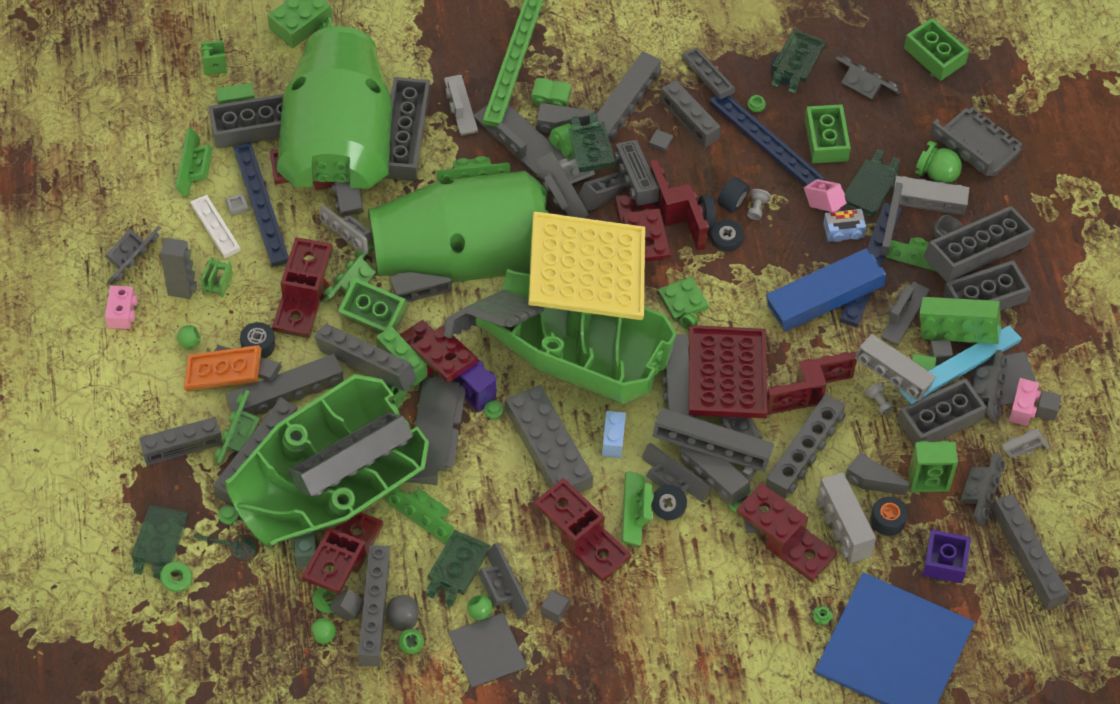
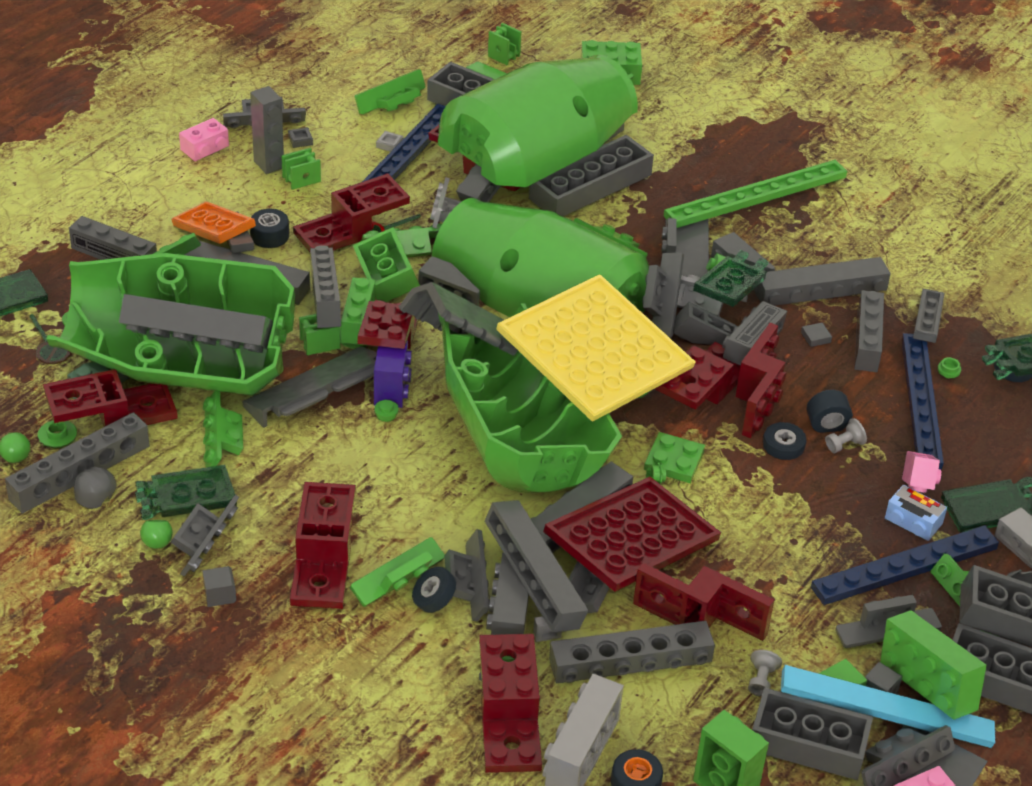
camera: 45 degrees right, 15 degrees down
(188, 337) = (222, 189): bright green piece -> none
(215, 226) = (352, 144): white tile -> none
(346, 604) = (56, 439): dark grey piece -> none
(411, 641) = (65, 510): bright green piece -> none
(460, 105) = (664, 192): light grey bracket -> none
(487, 649) = (121, 575): dark grey sticker -> none
(547, 439) = (395, 464): dark grey brick -> none
(550, 92) = (758, 235): bright green brick -> none
(614, 434) = (460, 502): light blue brick -> none
(708, 207) = (783, 404): black bush -> none
(825, 289) = (823, 543): blue brick -> none
(827, 134) = (990, 430): bright green brick -> none
(873, 476) = (666, 731): dark grey slope -> none
(891, 219) = (966, 533): dark grey tile -> none
(895, 367) = (795, 640): light grey brick -> none

